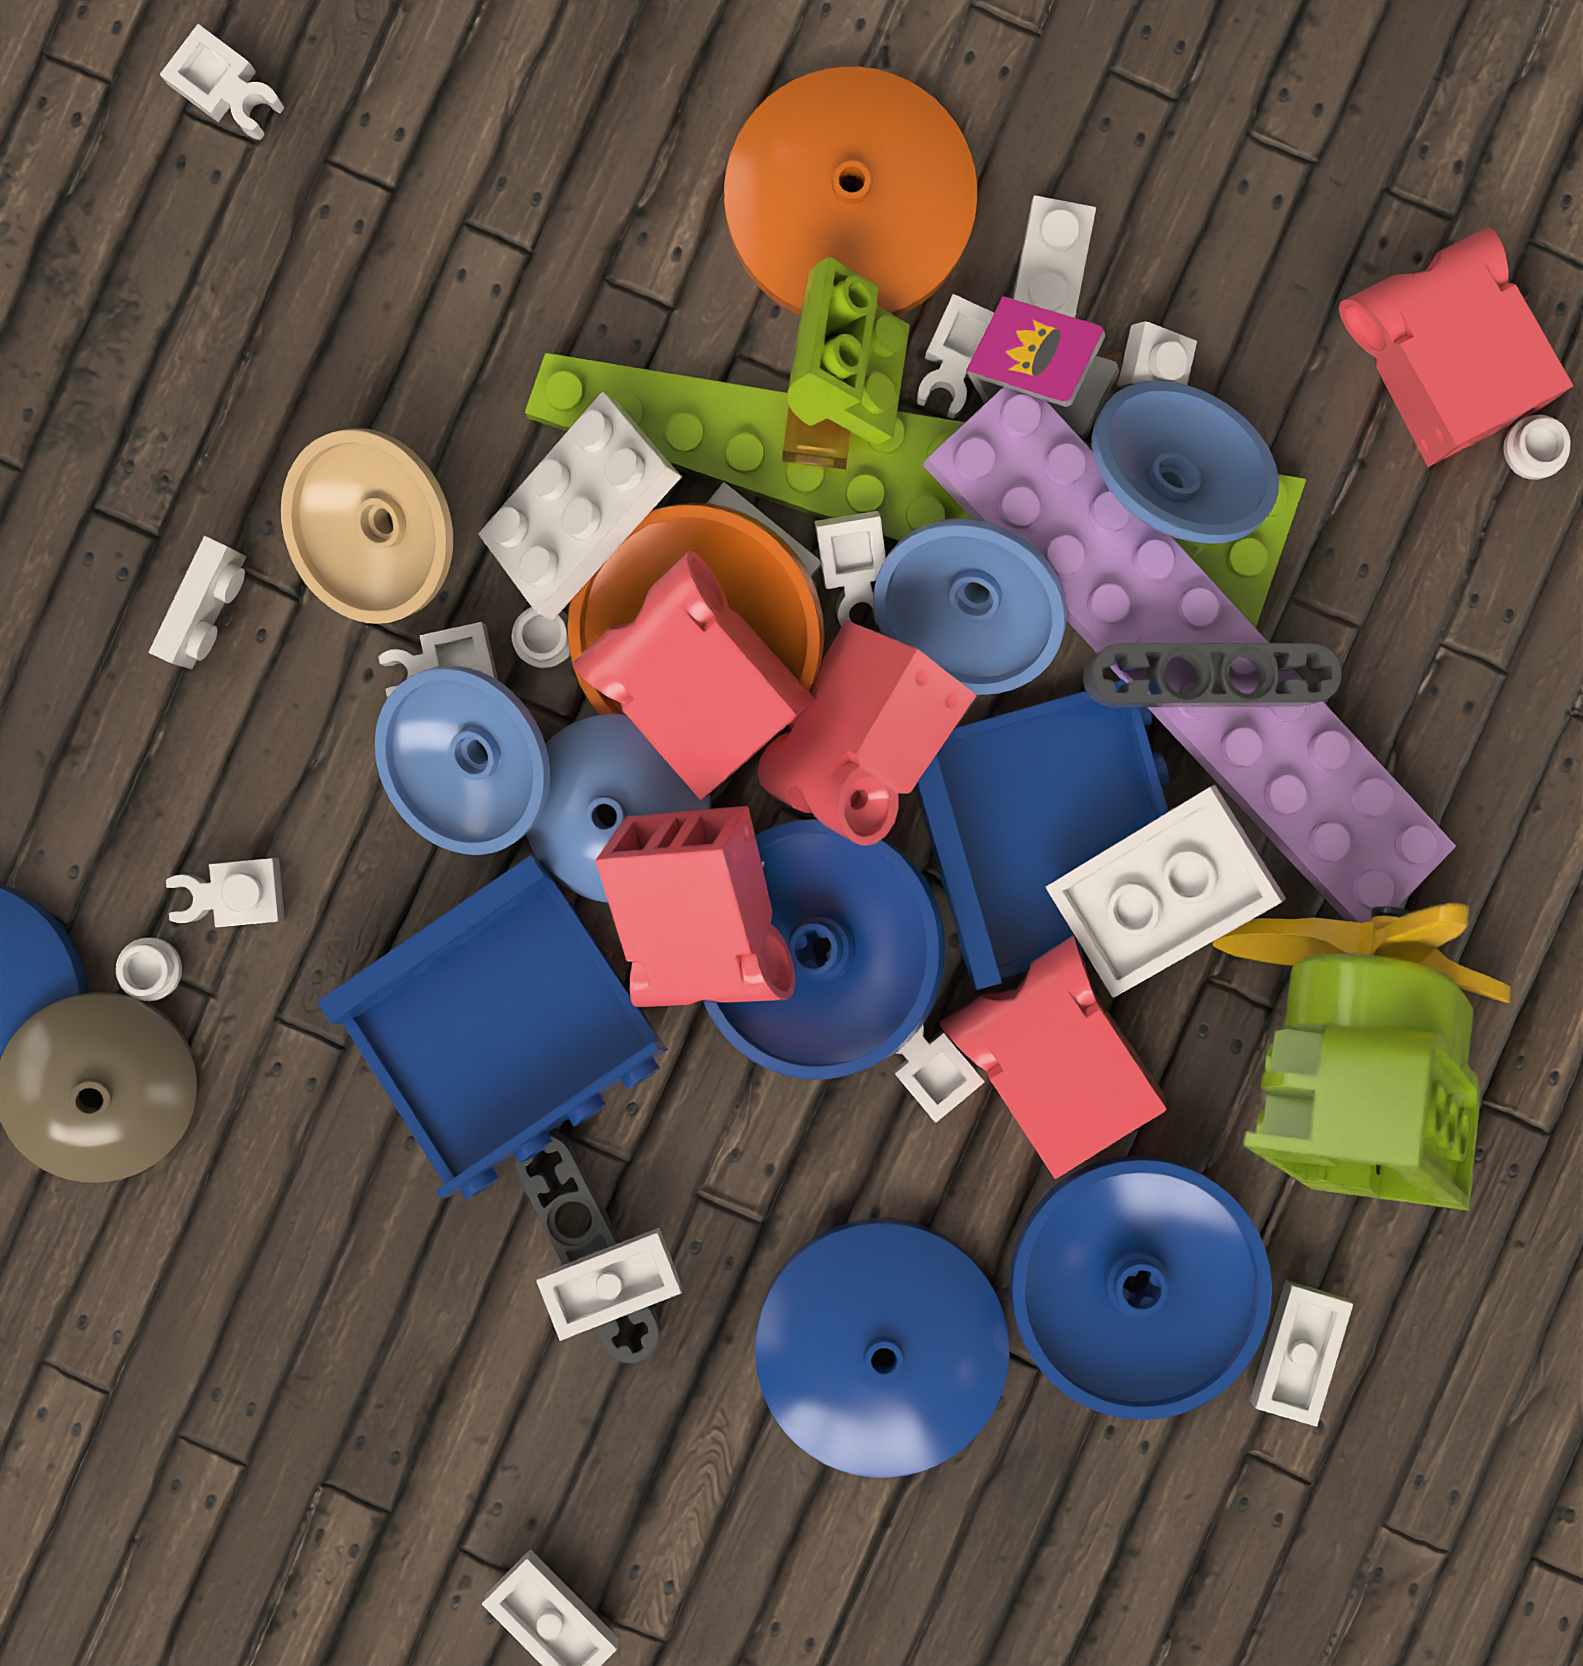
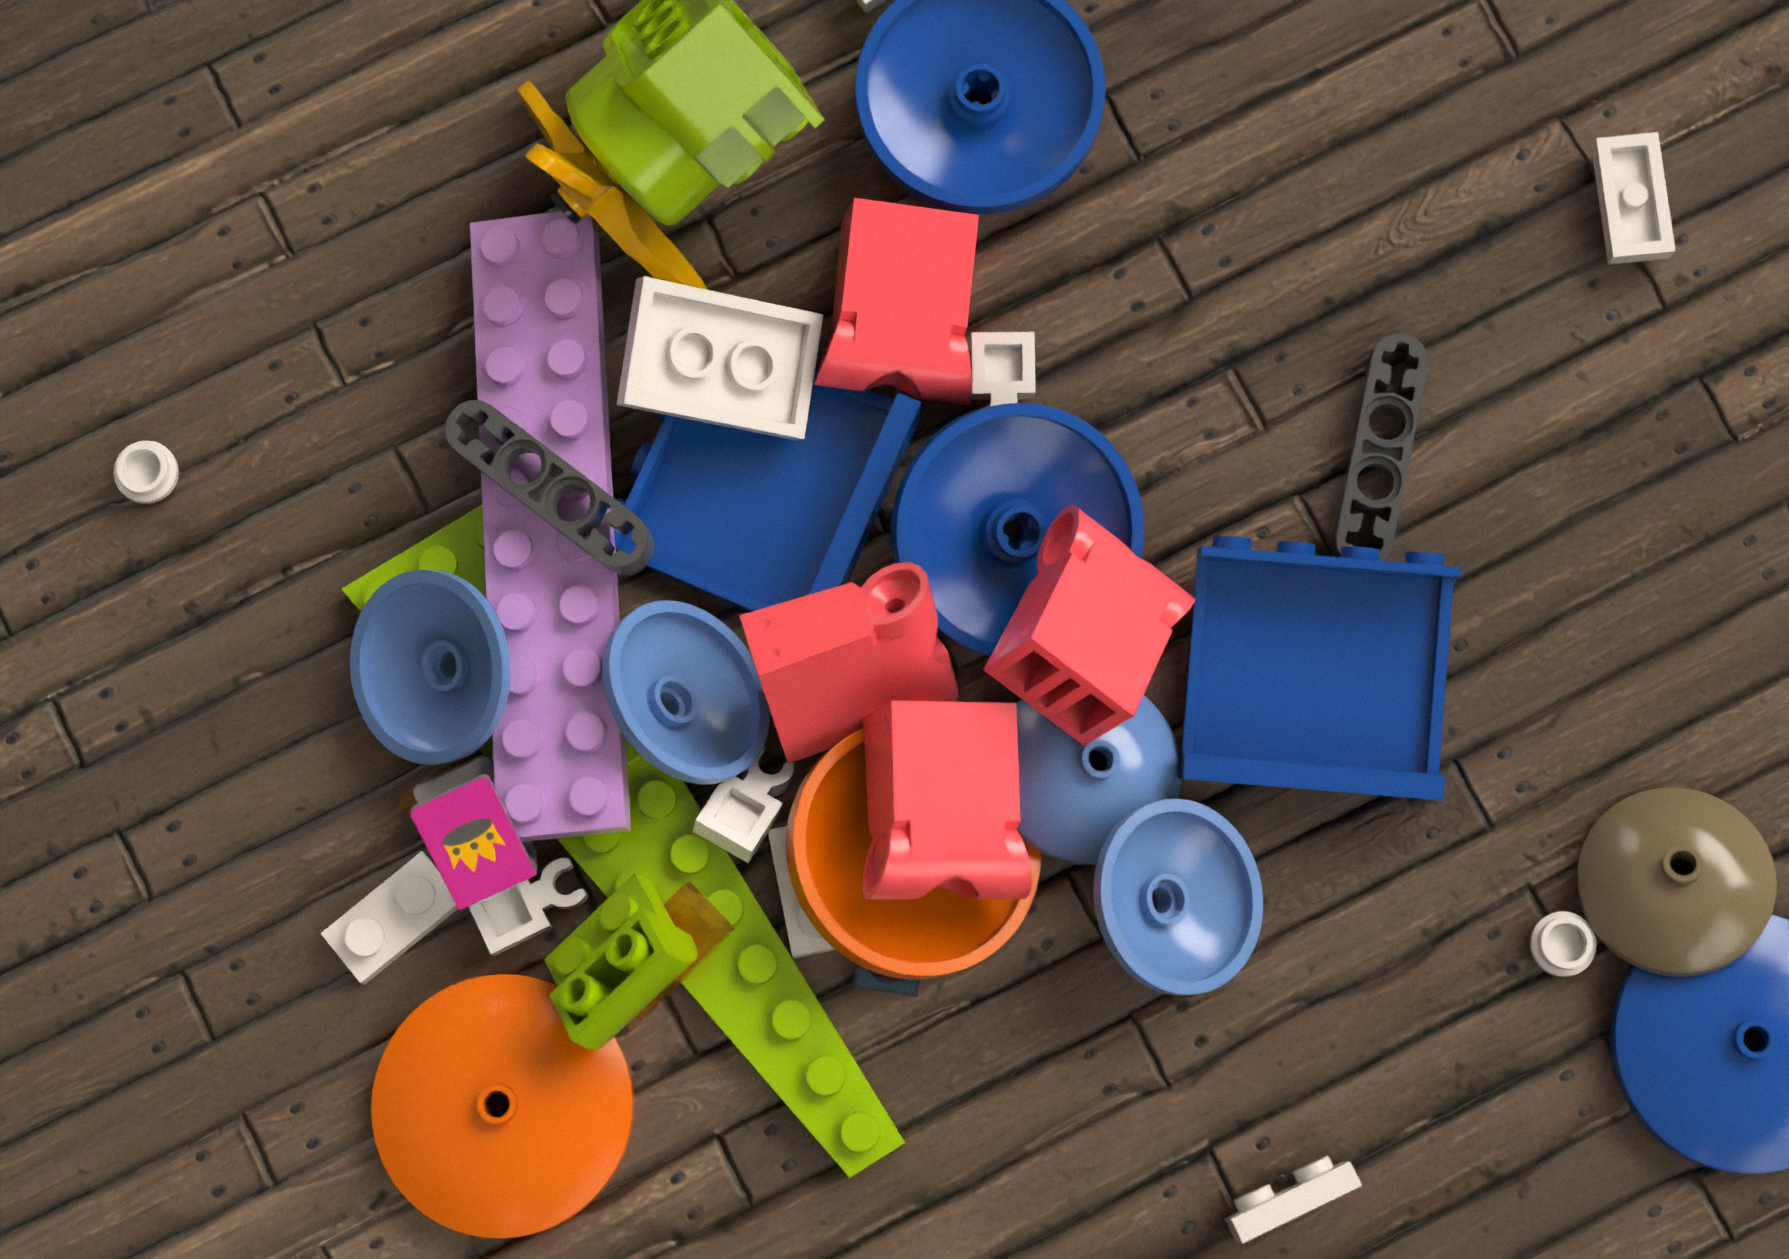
camera: 140 degrees left, 10 degrees down
(237, 893) = (1442, 946): white plate -> none
(341, 530) = (1133, 1139): tan dish -> none
(457, 646) = (1123, 999): white plate -> none
(540, 640) = (1035, 952): white plate -> none
(578, 506) = (924, 1021): white plate -> none
(609, 1284) = (1383, 407): white plate -> none
(868, 1291) = (1204, 254): blue dish -> none
(1156, 356) = (376, 775): white plate -> none
(1456, 346) = (143, 593): coral piece -> none

